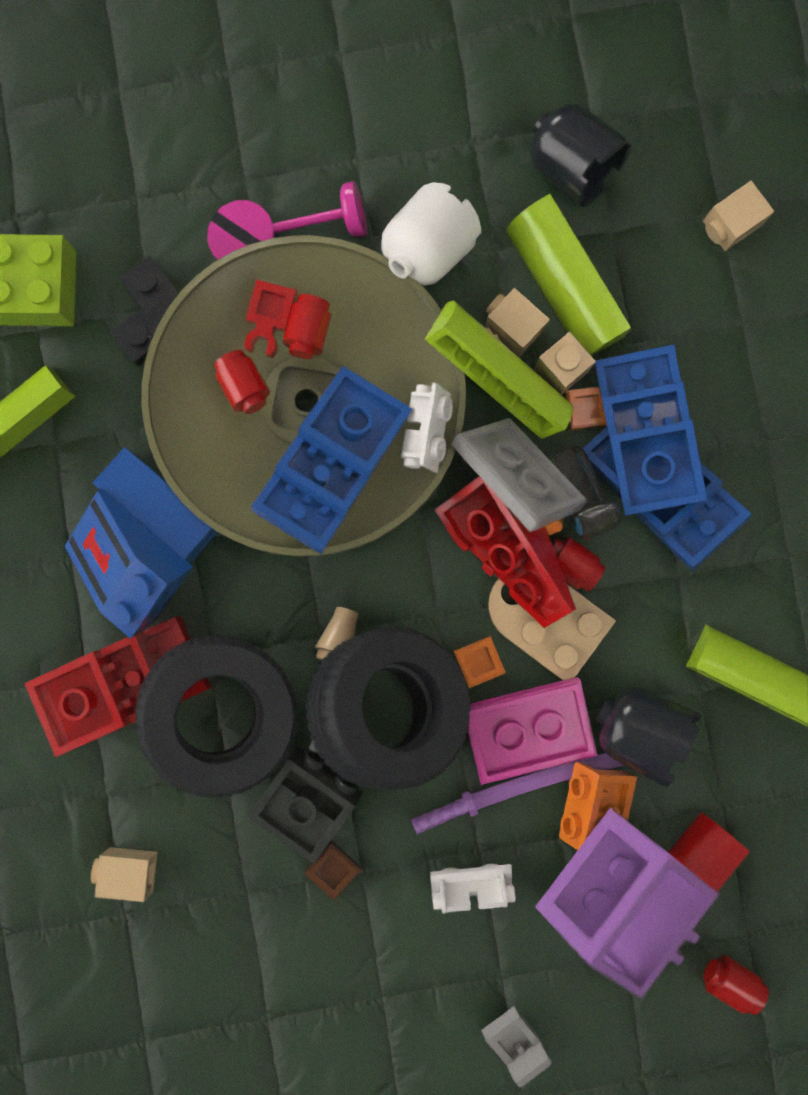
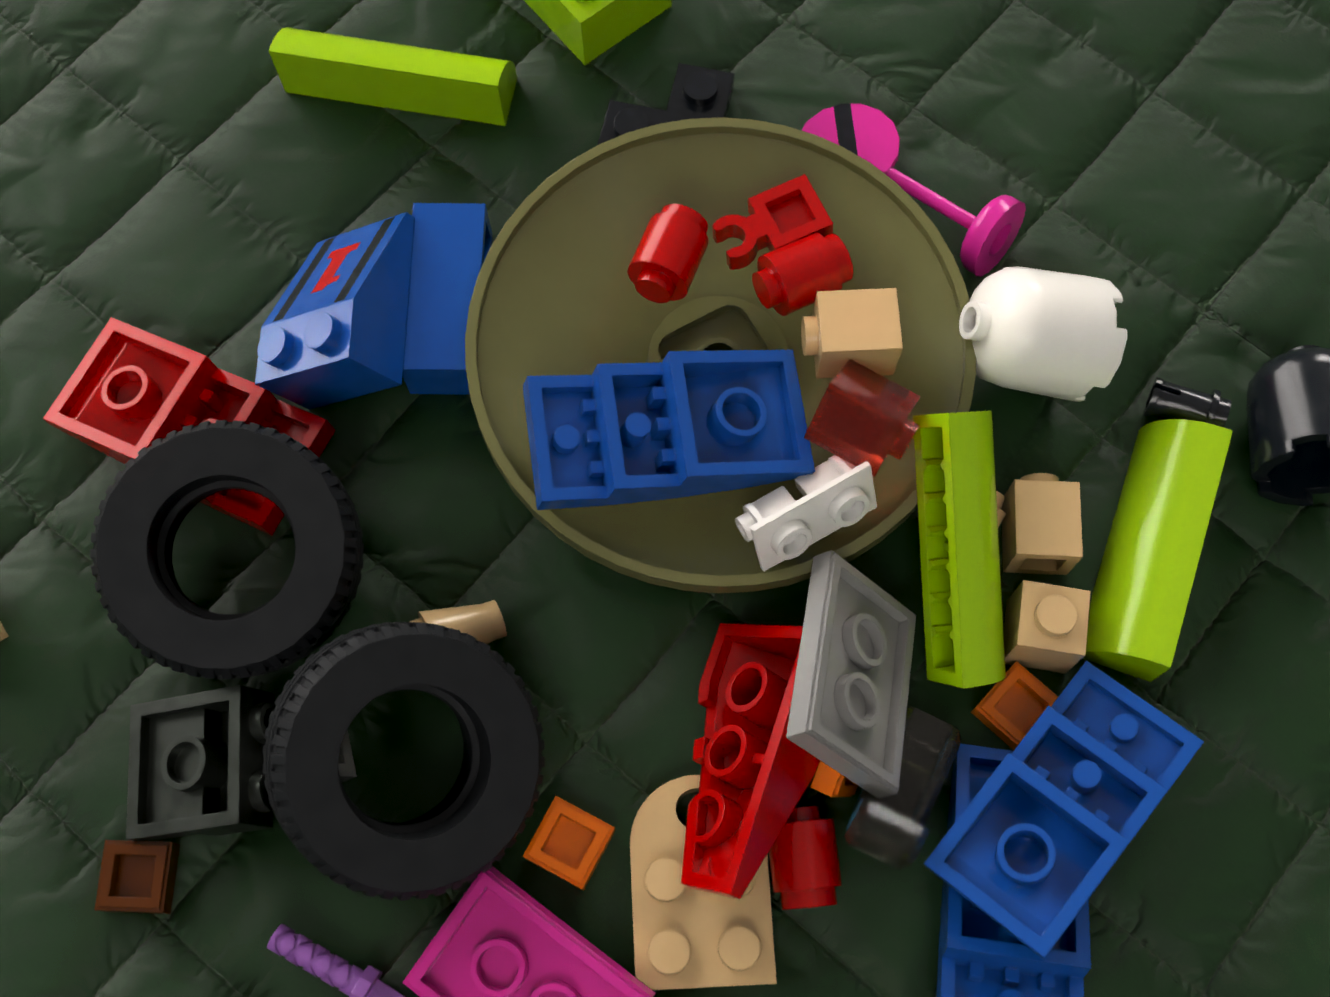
camera: 50 degrees right, 15 degrees down
(359, 330) = (855, 327): none -> tan brick
(409, 363) = (864, 417): none -> clear red brick
(516, 199) = (1179, 402): none -> black pin

